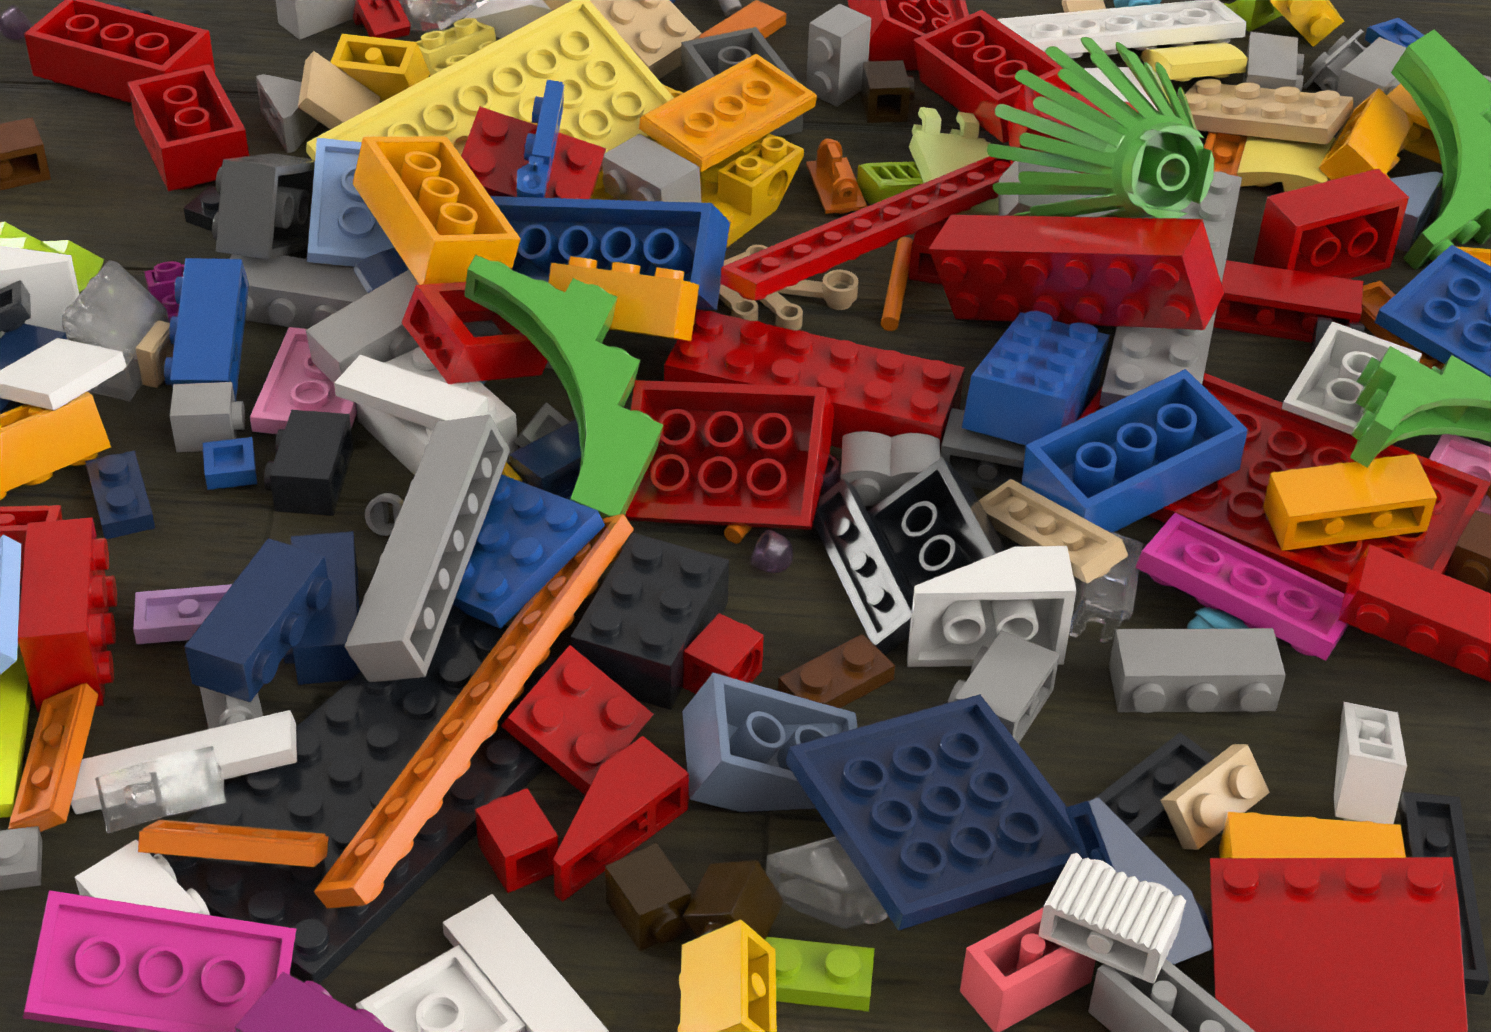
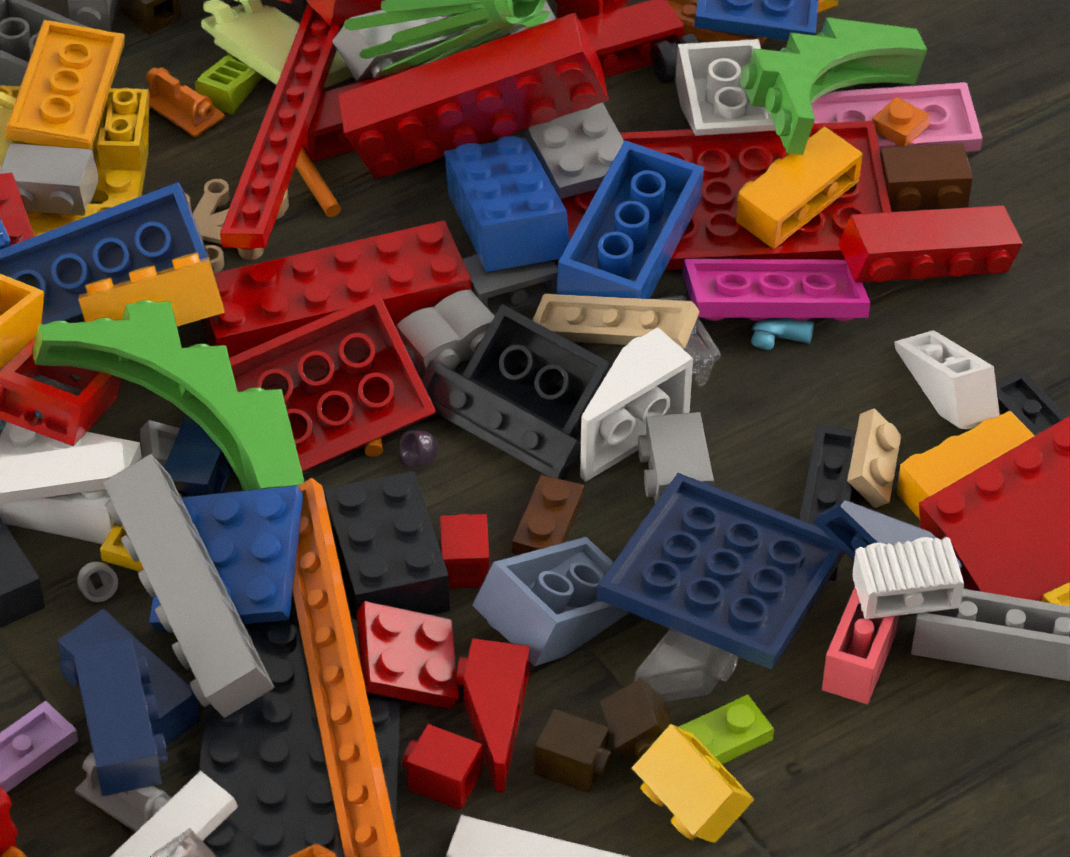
camera: 35 degrees left, 5 degrees up
(1196, 670) = (788, 373): light grey brick -> none

